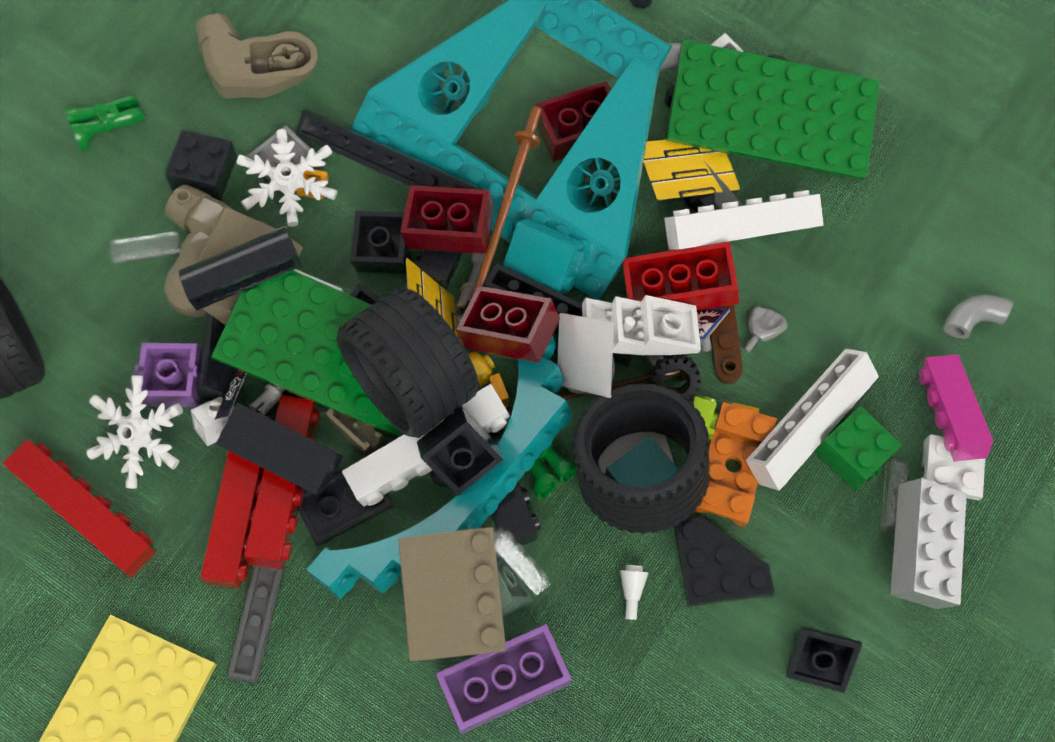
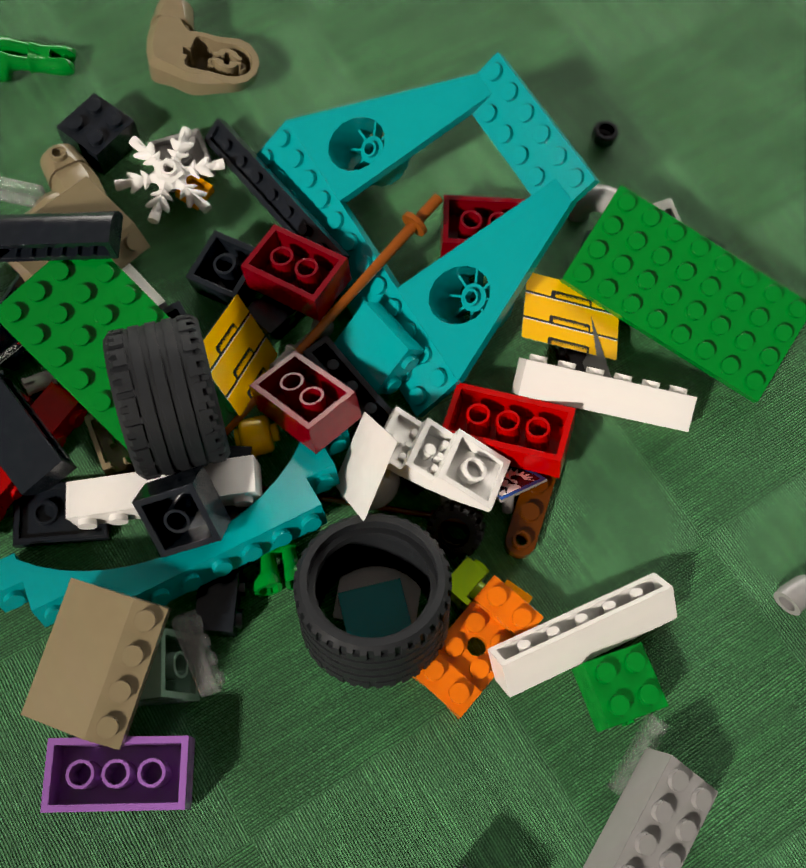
camera: 20 degrees right, 0 degrees up
(497, 383) = (269, 465): light orange plate -> none
(633, 582) = (310, 727): white cone -> none
(718, 566) = (409, 750): black plate -> none
(764, 325) = (578, 511): light grey piece -> none
(955, 408) = (747, 691): dark pink brick -> none
(959, 475) = (721, 750): white plate -> none

